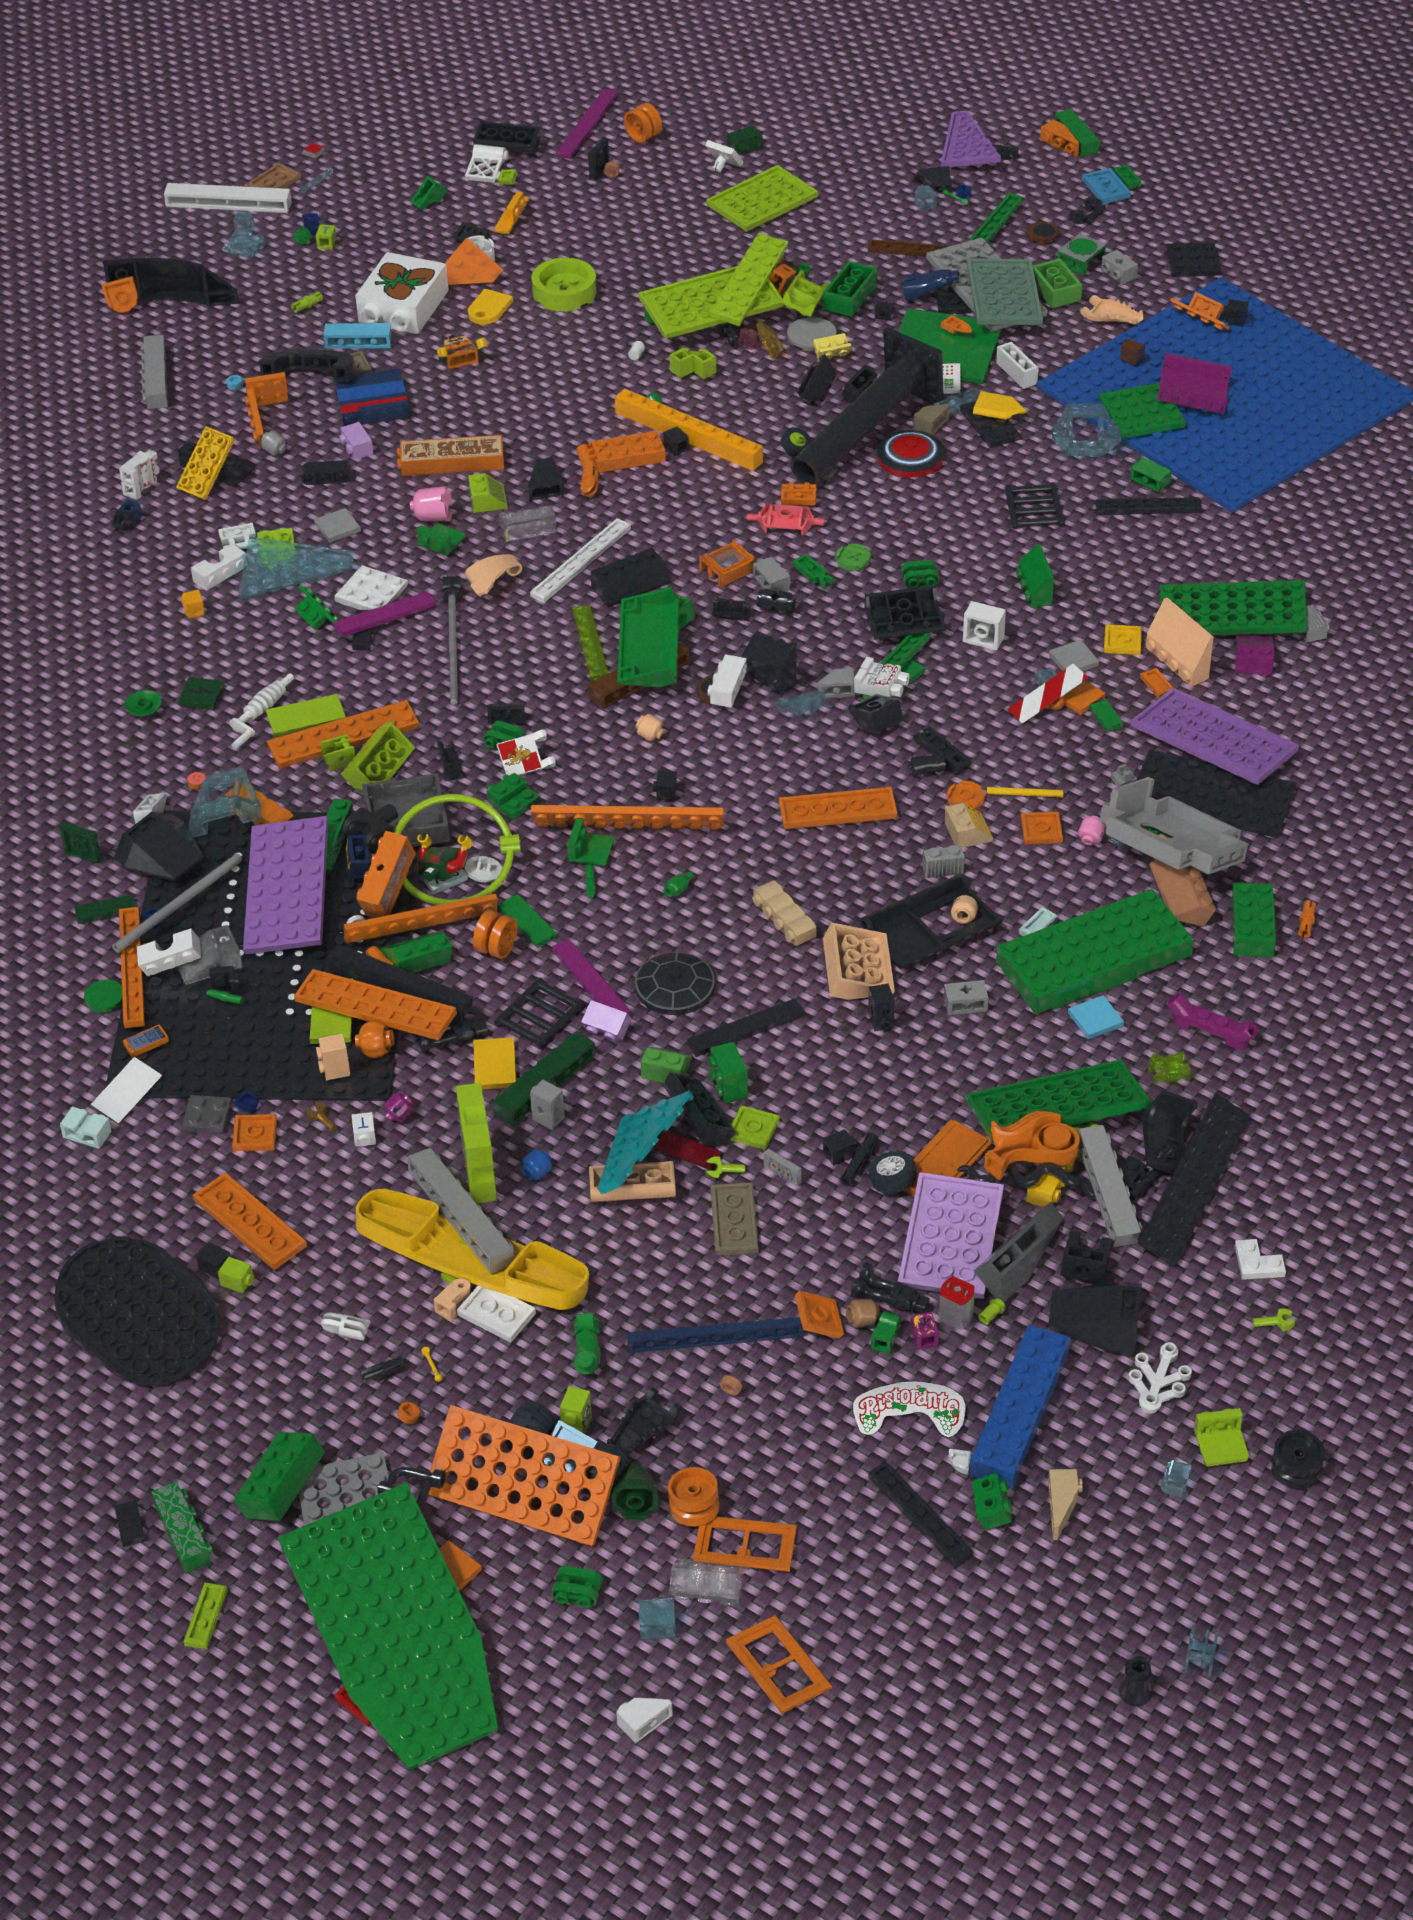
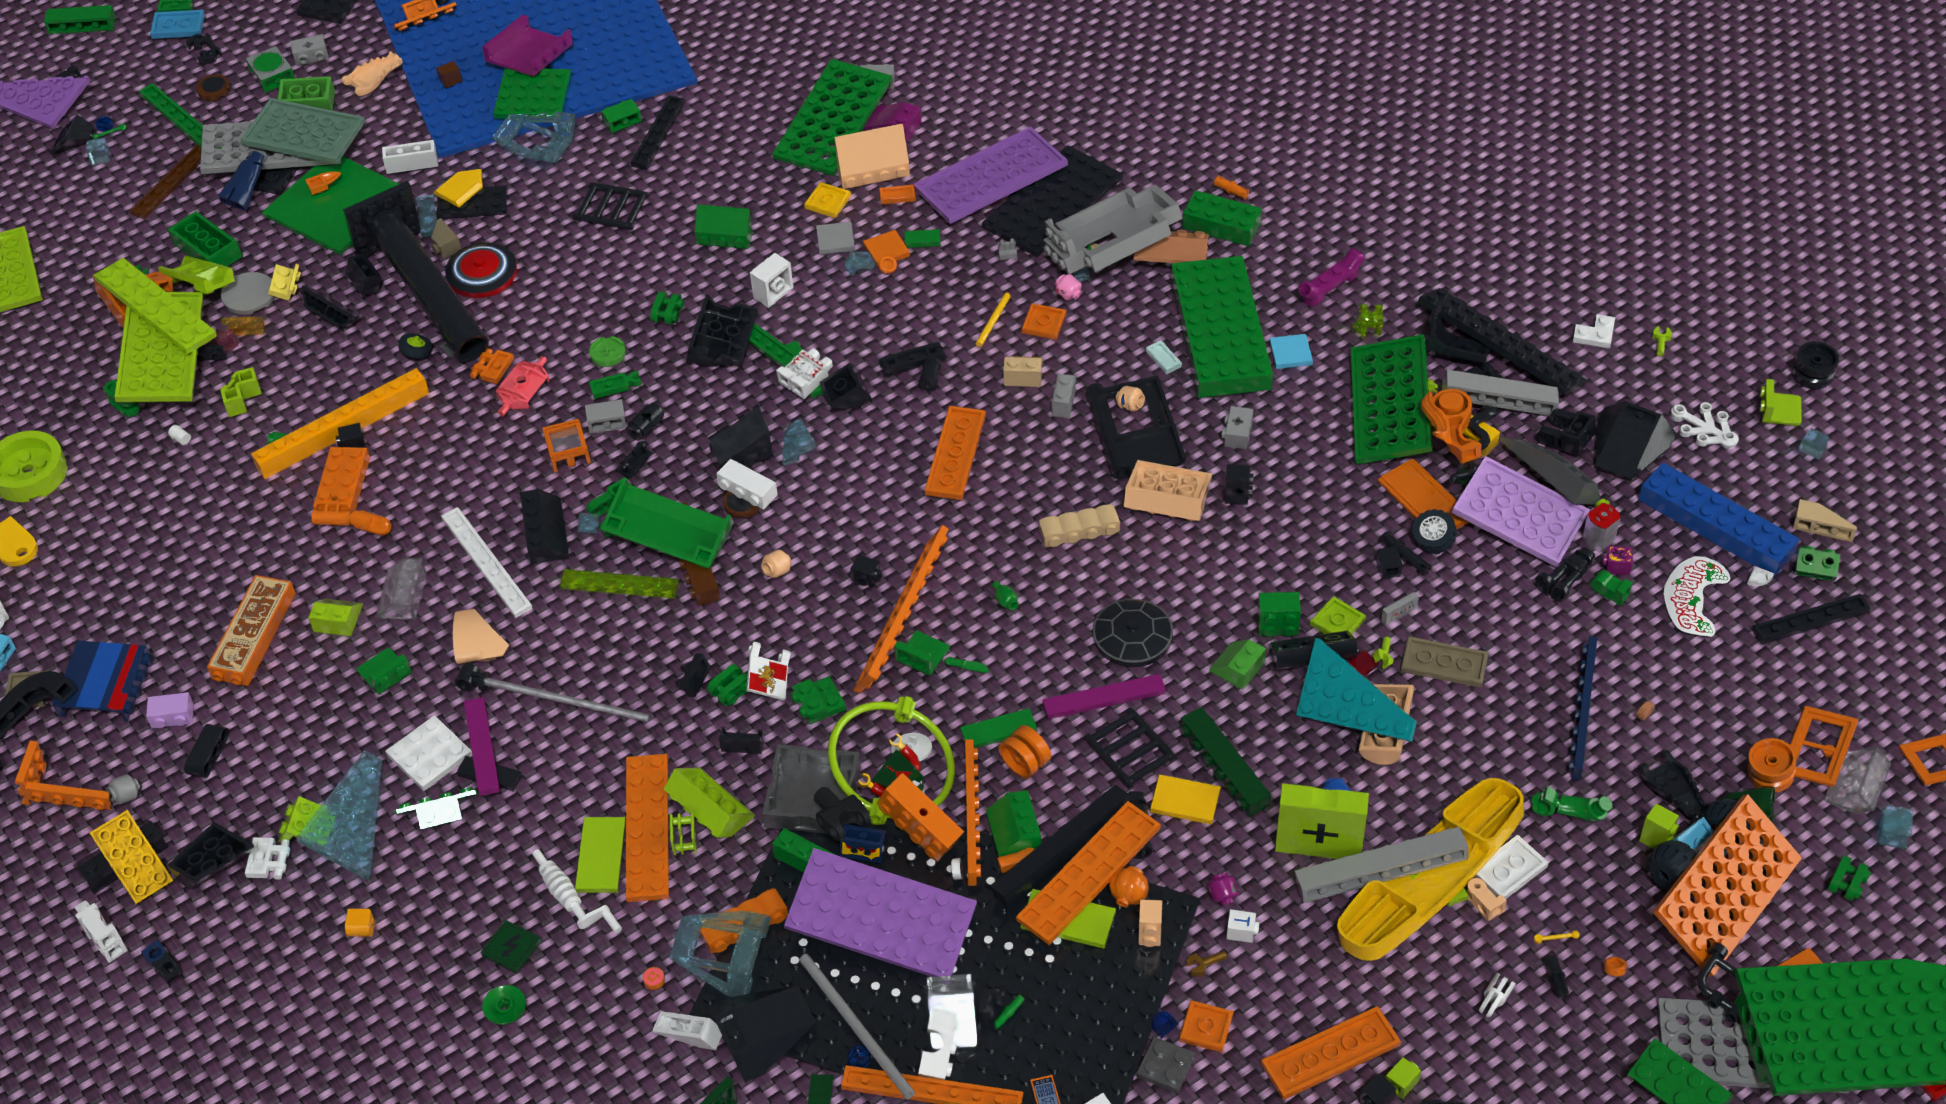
camera: 70 degrees left, 5 degrees up
(210, 574) = (306, 872): white arch -> none
(223, 502) = (208, 855): none -> black wedge
(337, 525) = (300, 761): light grey tile -> none
(432, 504) = (332, 661): bright pink cylinder -> none
(460, 351) = (77, 582): torso -> none
(545, 480) = (344, 558): black slope -> none
(547, 1104) = (1270, 762): light grey brick -> none
(606, 1020) = (1171, 692): lavender brick -> none
(746, 1027) = (1211, 594): black tile -> none
(819, 1314) = (1584, 625): orange tile -> none
(838, 683) = (787, 405): light grey slope -> none
(862, 1313) = (1588, 596): medium nougat head -> none
(884, 310) = (250, 230): black bracket -> none
(967, 793) = (979, 360): orange tile -> none
(1047, 693) = (881, 265): sticker -> none
(1059, 137) = (79, 31): orange slope -> none

